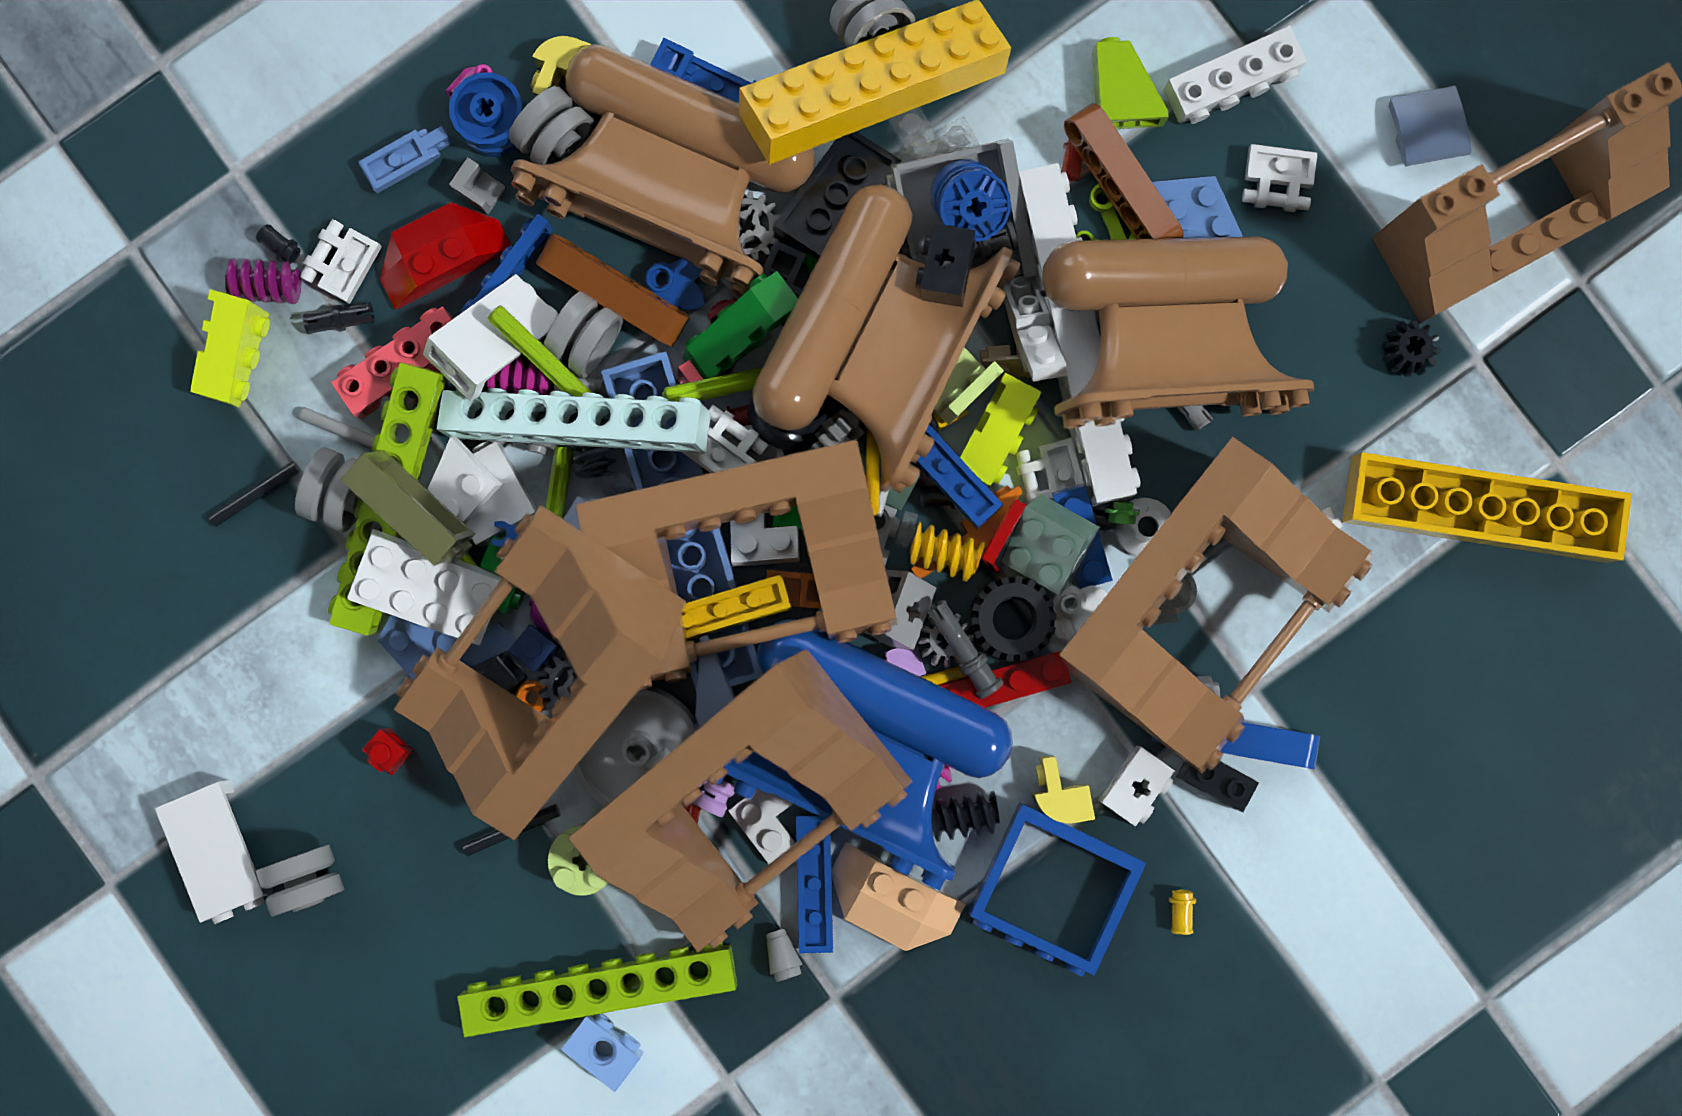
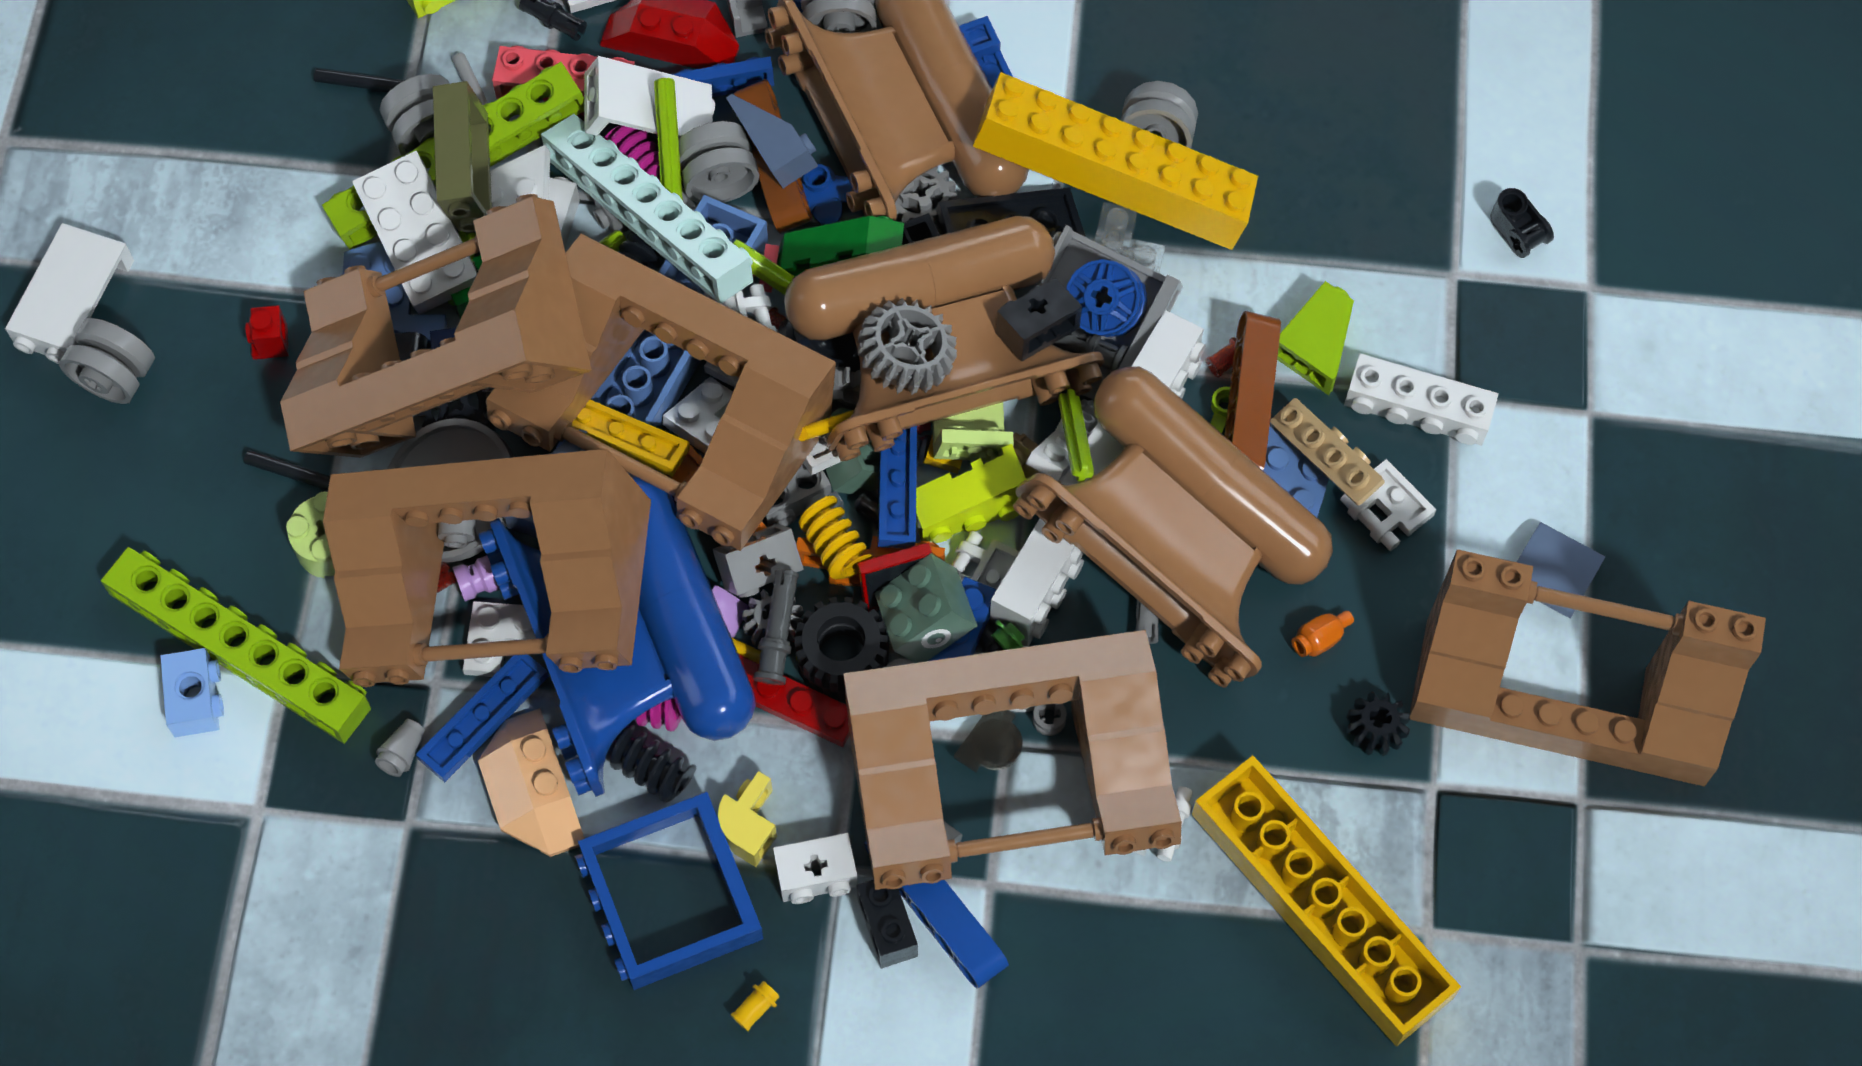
camera: 40 degrees right, 20 degrees down
(622, 285) = (776, 141): none -> sand blue slope
(898, 380) = (903, 358): none -> light grey gear
(1052, 331) = (1075, 435): none -> lime axle
(1217, 178) = (1328, 451): none -> tan bracket
(1316, 315) = (1321, 633): none -> orange plant

